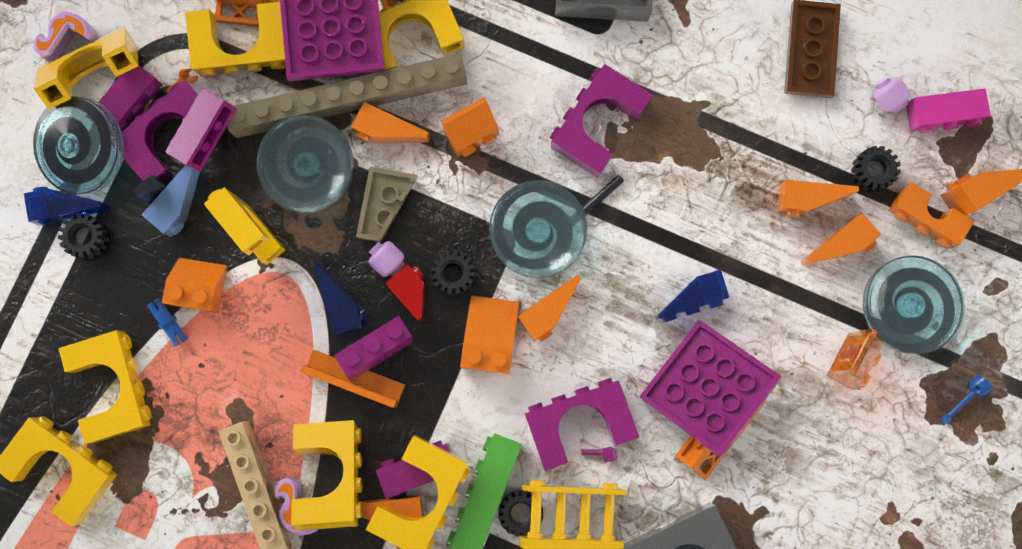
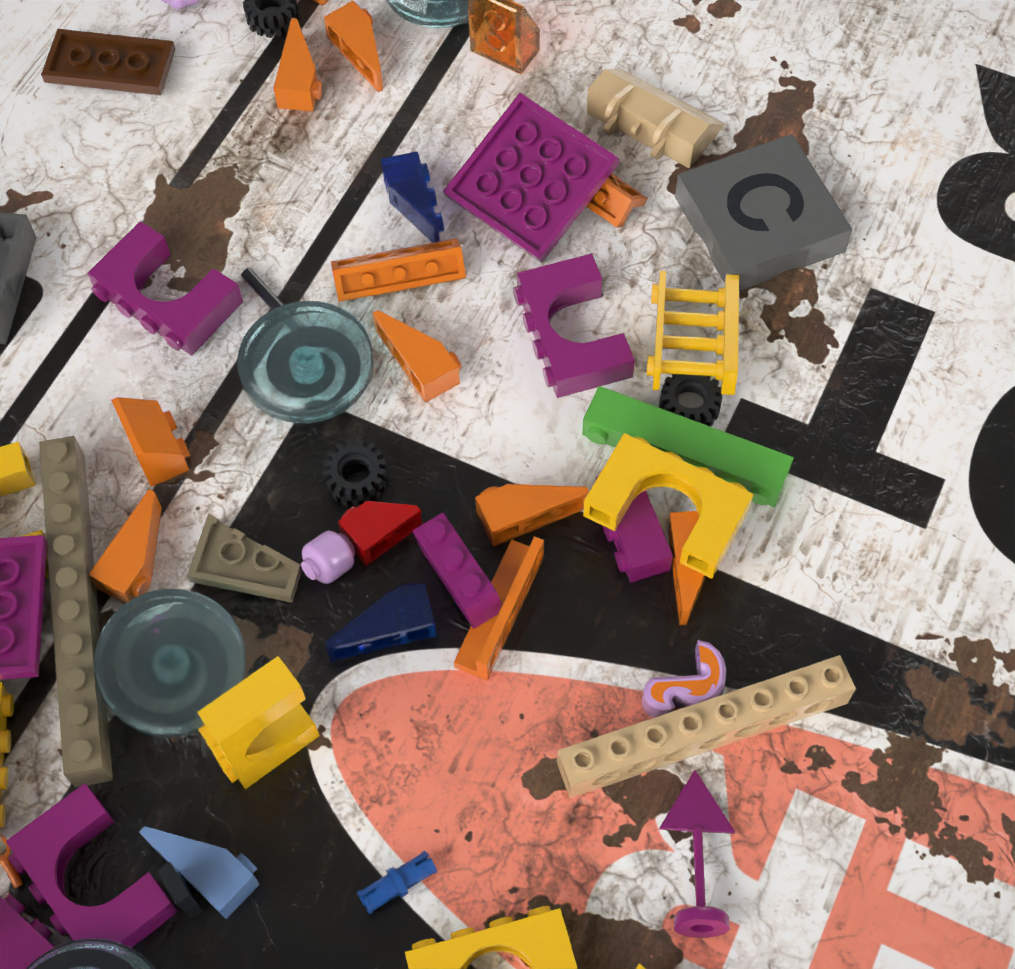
camera: 85 degrees left, 20 degrees down
(195, 285) = (343, 835): orange slope -> none
(201, 130) = (93, 801): brick -> none
(213, 514) = (698, 812): none -> magenta piece
(342, 505) = (592, 618): yellow arch -> none
(426, 389) = (523, 508): none -> orange slope
(489, 335) = (449, 429): orange slope -> none
(608, 453) = (613, 298): magenta hand -> none
(624, 289) = (398, 269): none -> orange fence
(786, 485) = (651, 116): none -> tan piece

